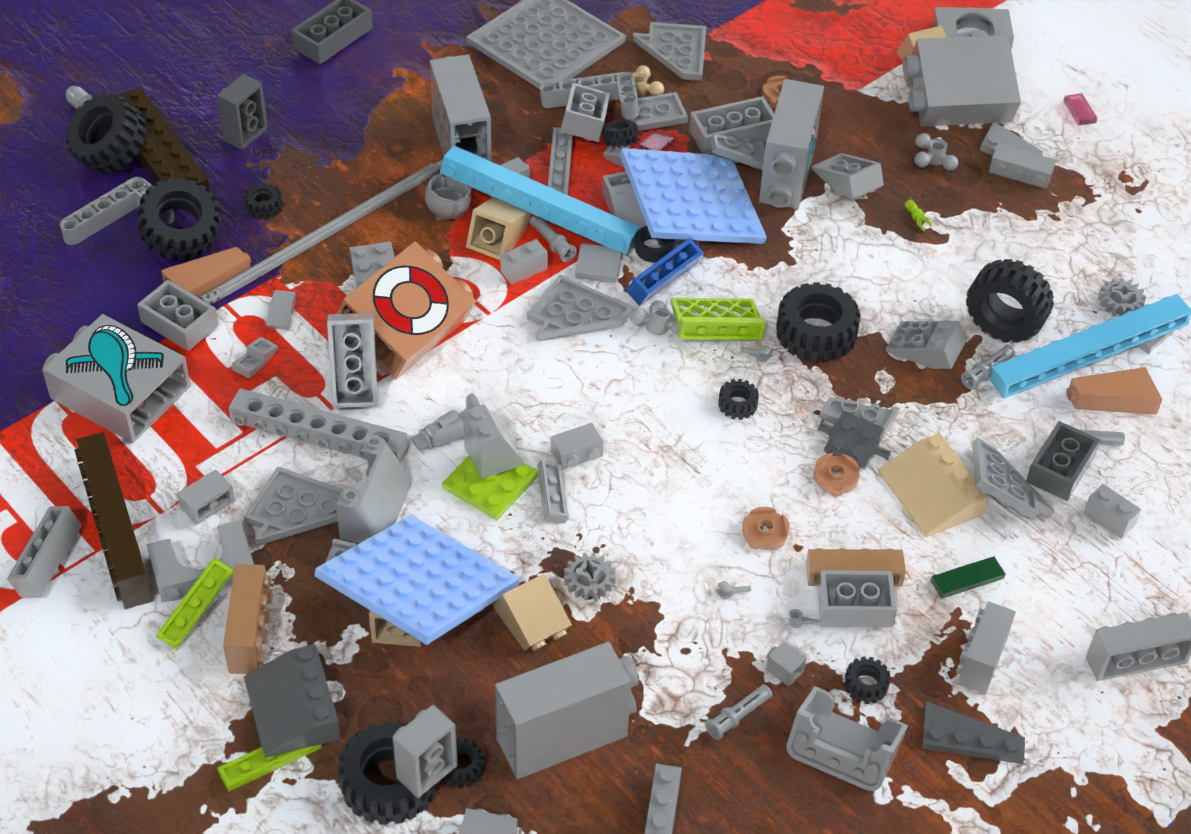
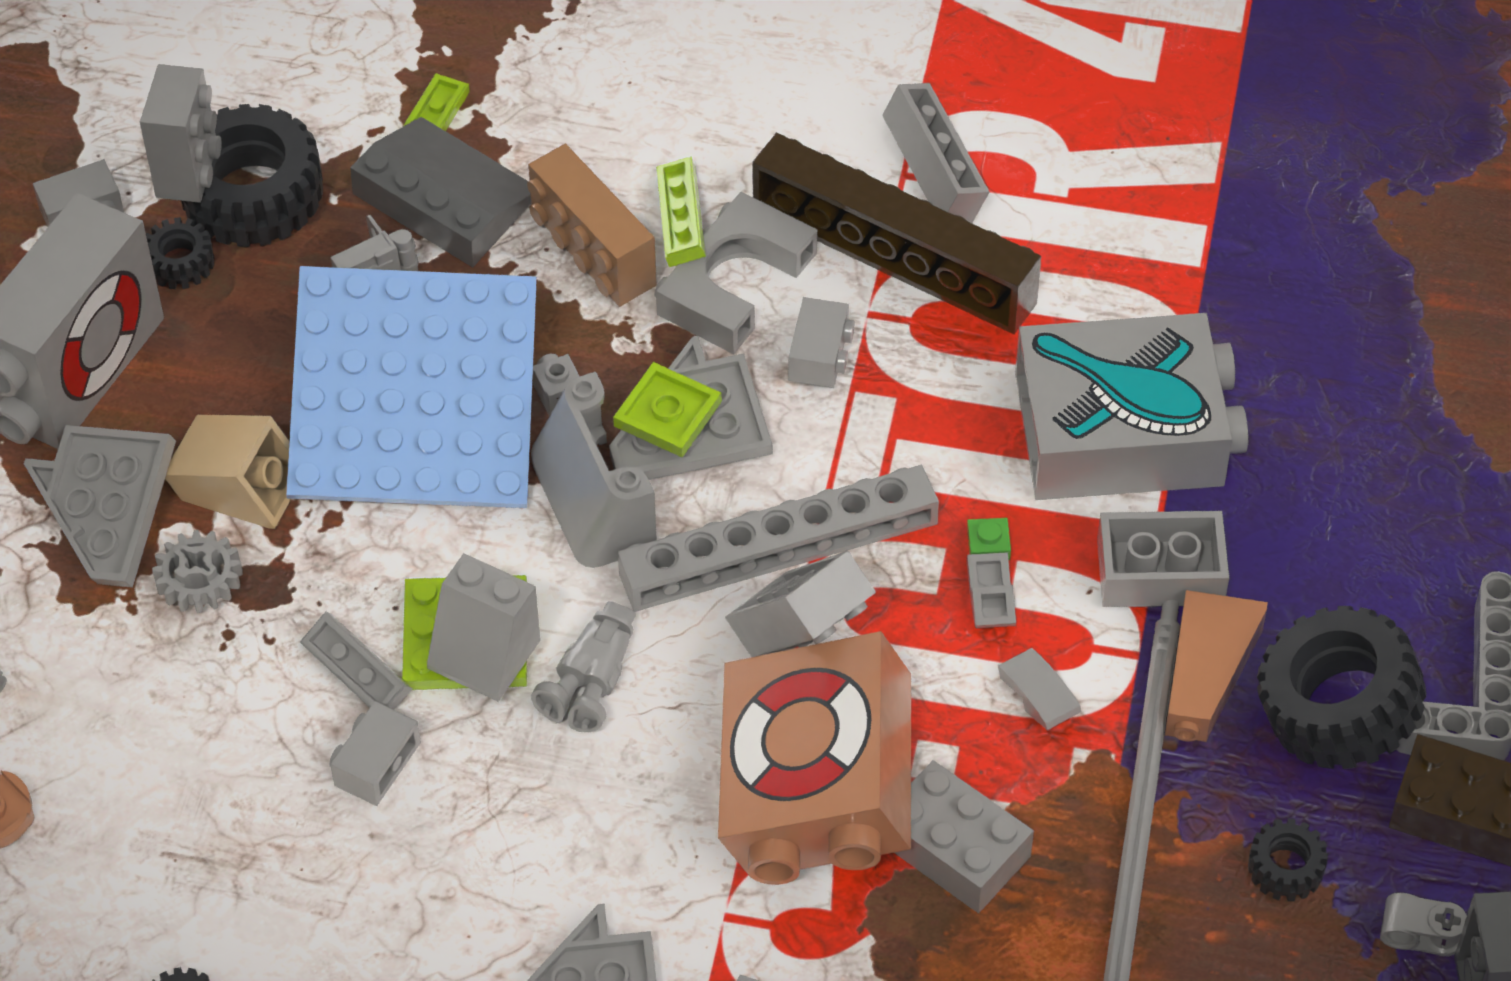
camera: 145 degrees right, 5 degrees up
(230, 378) = (988, 536): none -> bright green plate
(244, 154) = (1418, 924): none -> light grey piece
(309, 501) = (667, 409): none -> lime plate
(369, 676) = (380, 251): none -> light grey piece
(610, 621) = (105, 495): none -> light grey wing

